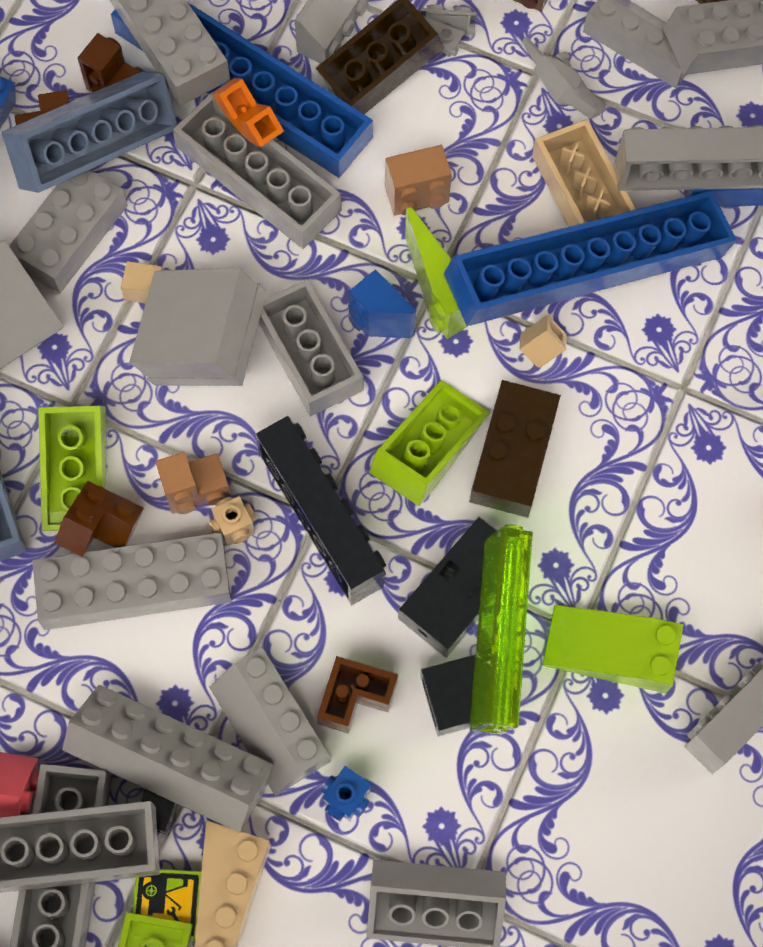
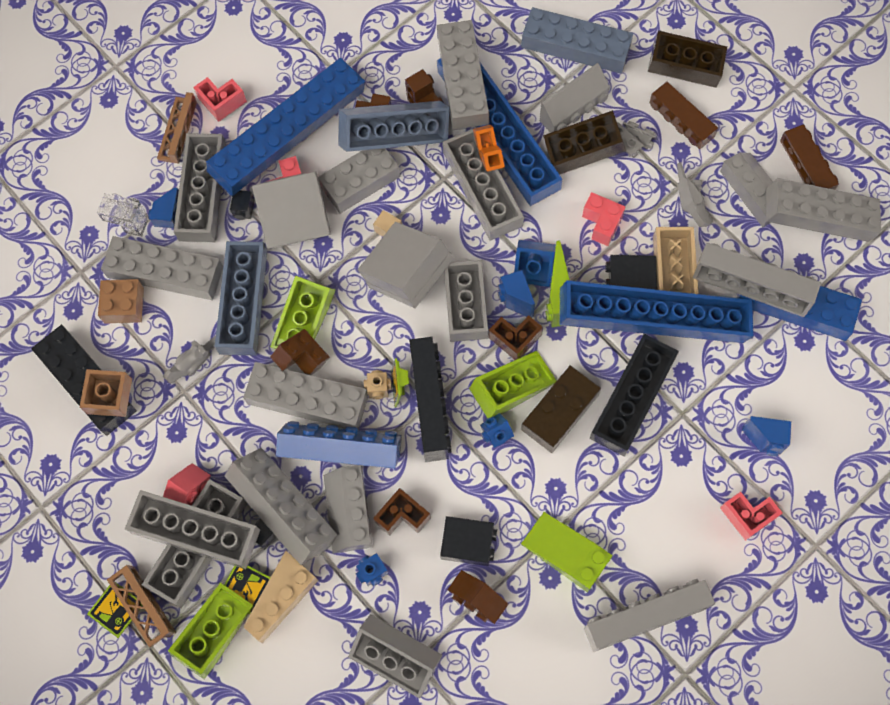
camera: 30 degrees right, 0 degrees up
(192, 482) = (362, 353): medium nougat brick -> none
(216, 631) = (339, 445): none -> brick
(263, 498) = (399, 380): none -> lime piece
(385, 248) = (535, 261): none -> blue slope
(405, 376) = (515, 340): none -> reddish brown brick
(418, 180) = (574, 225): medium nougat brick -> none
(437, 516) = (496, 430): none -> blue brick
(449, 597) = (492, 478): black brick -> none
(461, 151) = (606, 215): none -> coral brick
(501, 631) = (499, 513): clear neon green brick -> none
(518, 765) = (477, 597): none -> reddish brown brick
(526, 213) = (632, 271): none -> black brick
(543, 341) = (607, 351): tan panel -> none
(609, 387) = (634, 395): none -> black brick

